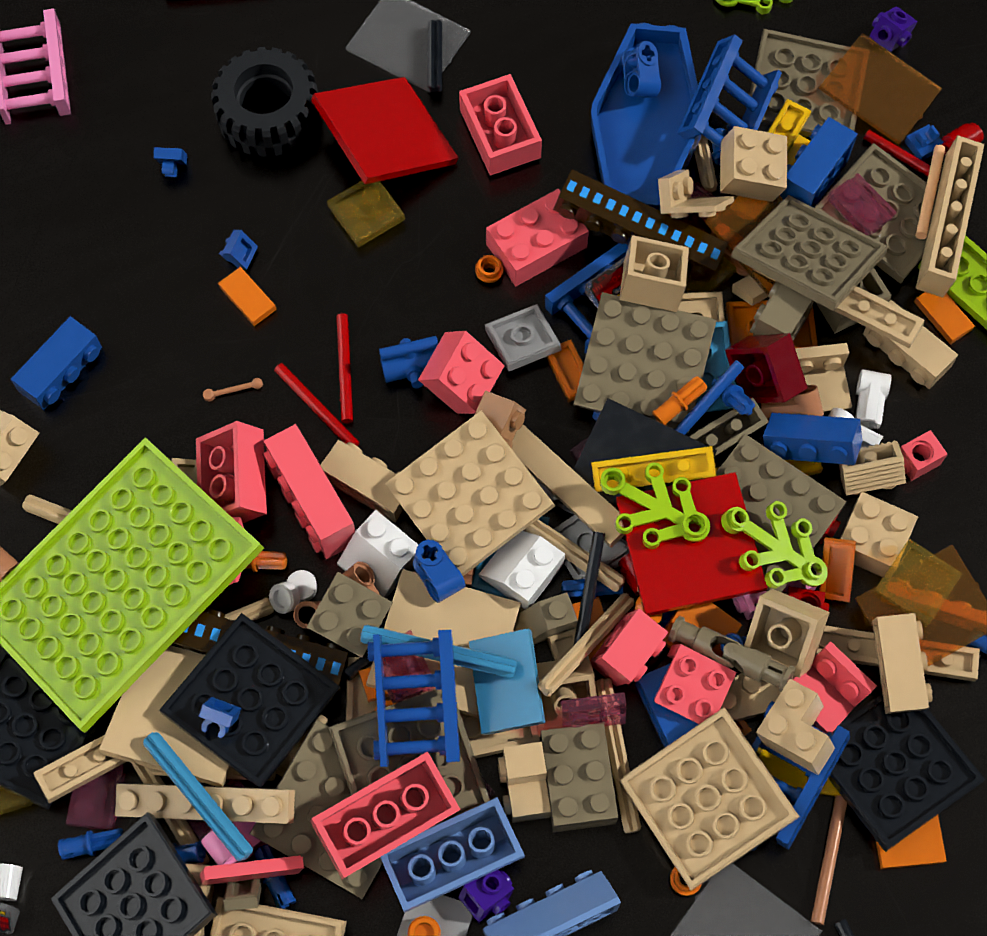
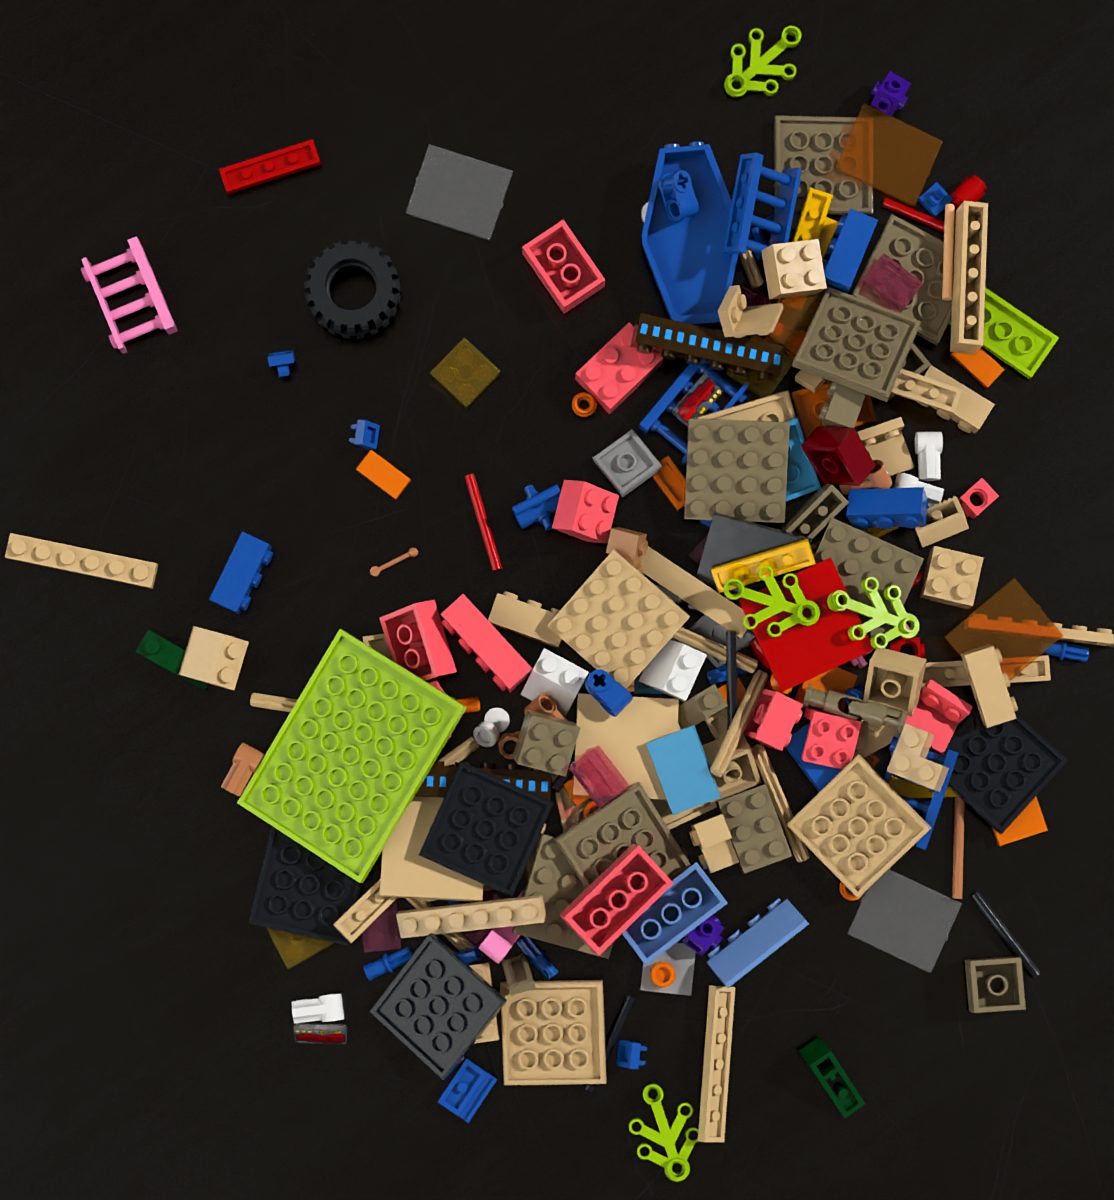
camera: 15 degrees left, 15 degrees up
(198, 796) = (467, 915): dark azure axle -> none
(219, 712) = (468, 849): blue tile -> none
(251, 870) = (522, 960): coral tile -> none
(318, 408) = (468, 561): red bar -> none
(384, 129) = (464, 295): red tile -> none
(434, 56) = (488, 206): black axle -> none
(443, 712) = (636, 786): blue fence -> none
(462, 656) = (626, 761): dark azure axle -> none
(595, 709) = (750, 780): clear pink plate -> none
(654, 273) = (730, 394): tan brick -> none
(680, 400) = (773, 501): orange axle -> none
(710, 397) = (796, 494): blue bar -> none
(735, 398) = (816, 487): blue axle -> none
(839, 560) = (927, 612): orange tile -> none
(918, 582) = (992, 617): clear yellow plate -> none

